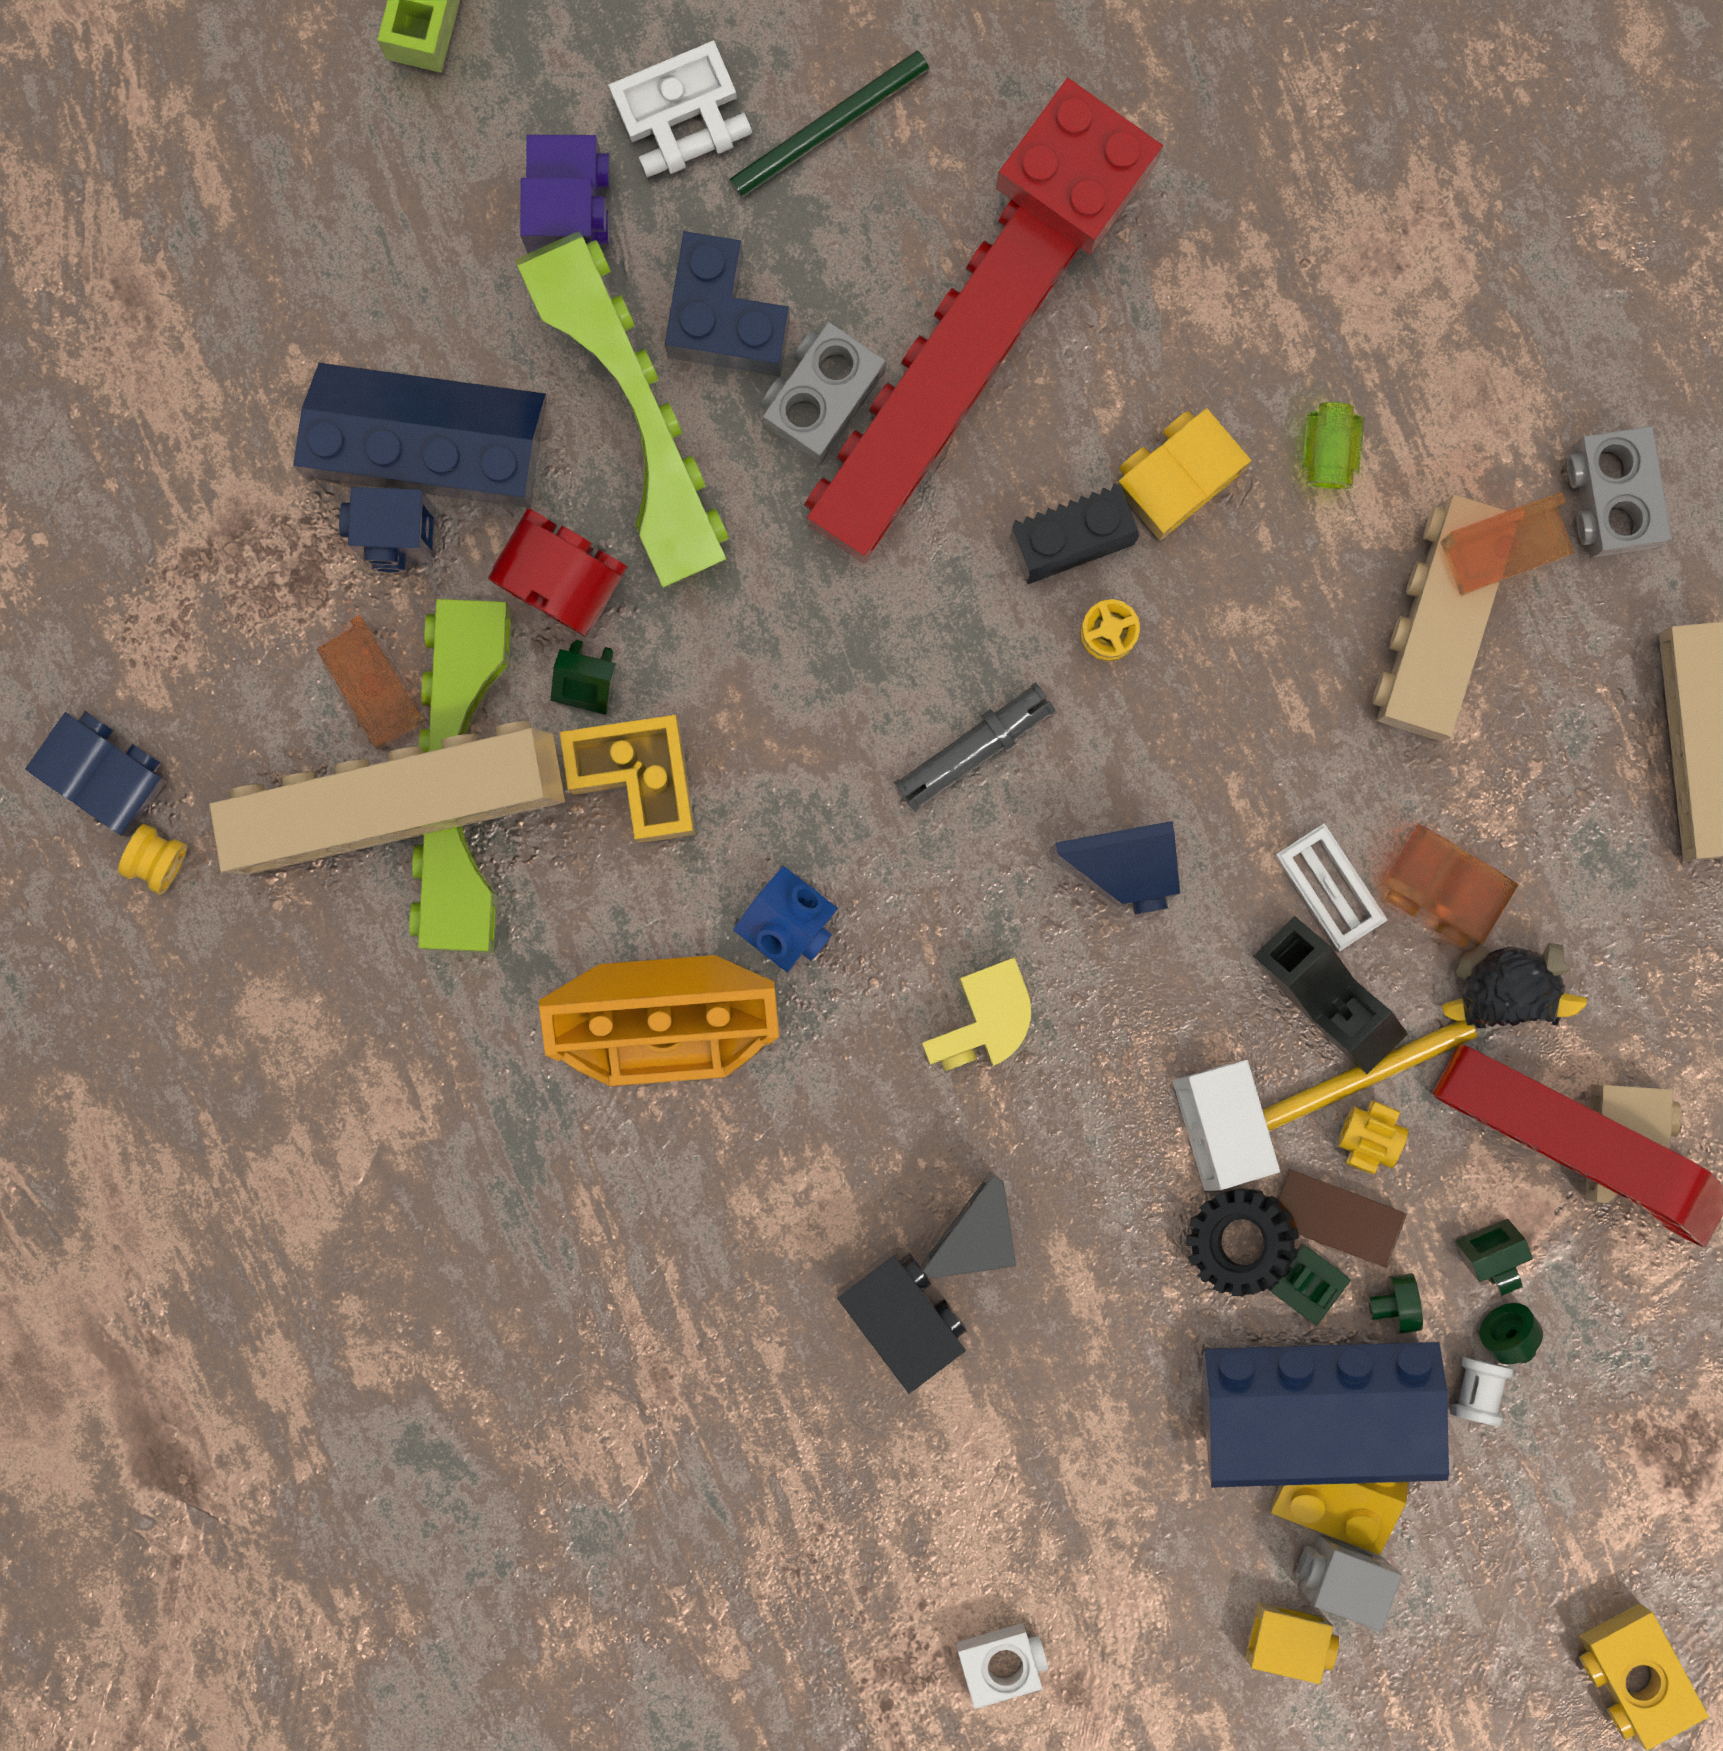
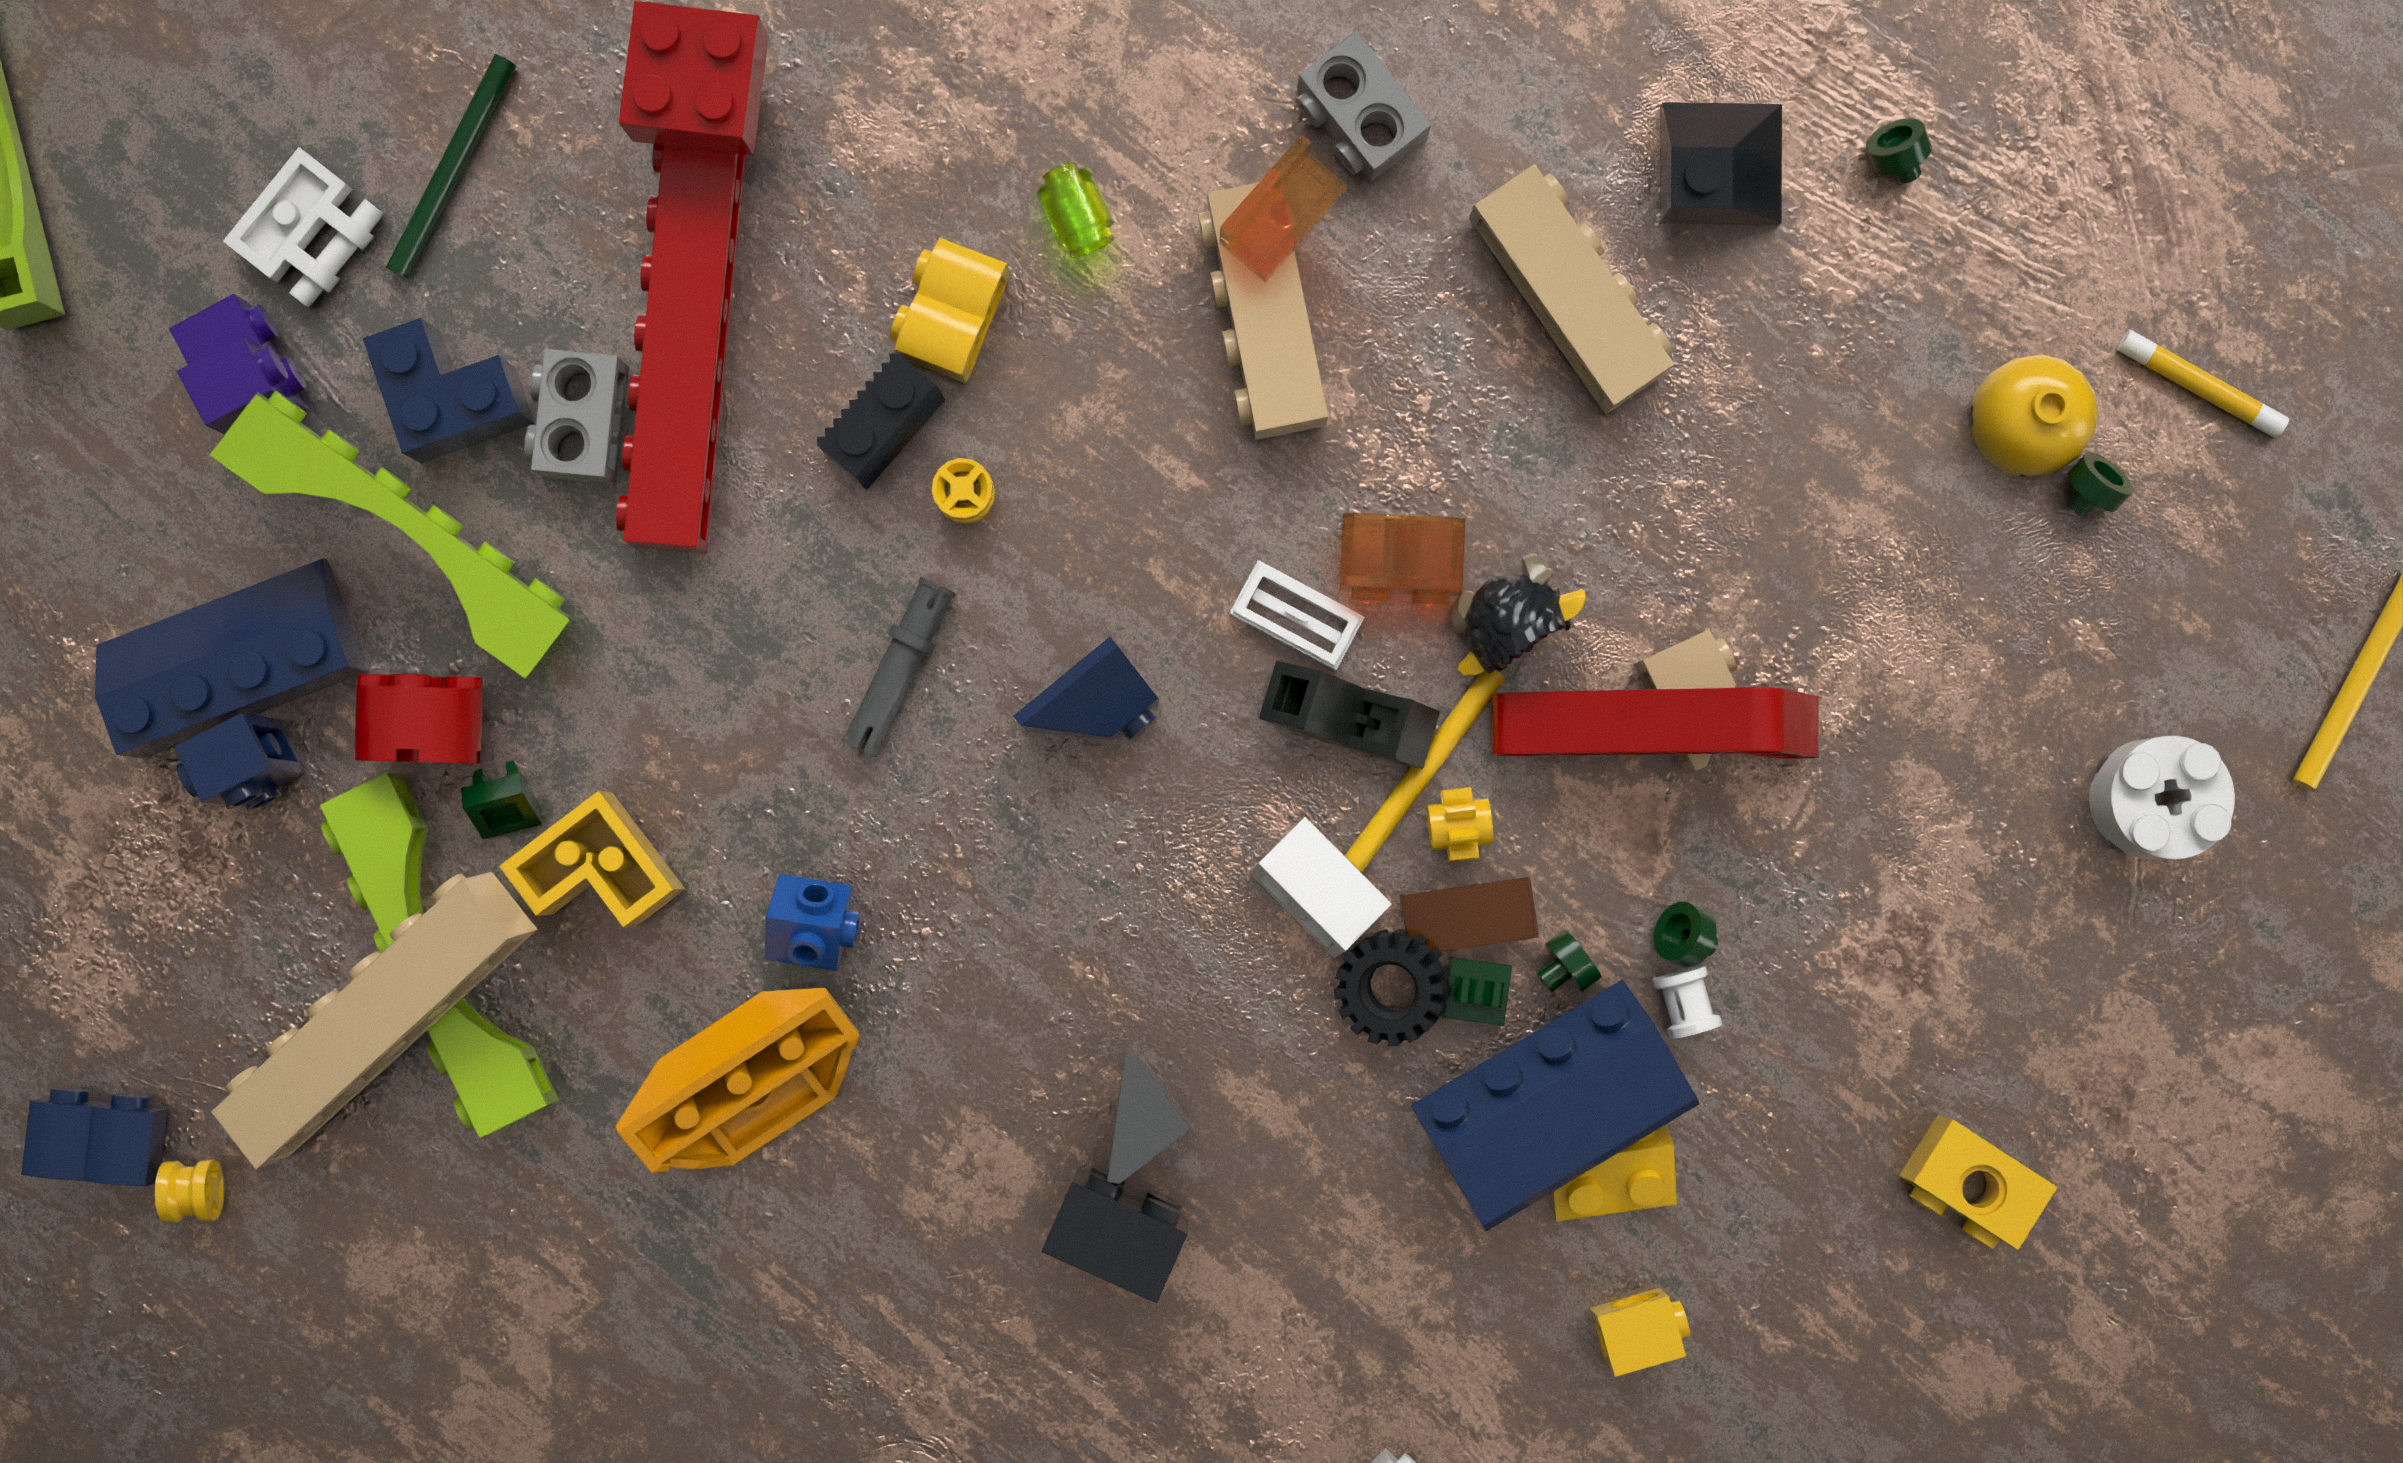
camera: 30 degrees left, 0 degrees up
(371, 683) = (307, 914): clear orange panel -> none
(1000, 1017) = (1058, 903): light yellow brick -> none
(1348, 1582) = (1660, 1247): light grey brick -> none
(1495, 1255) = (1631, 869): dark green tile -> none

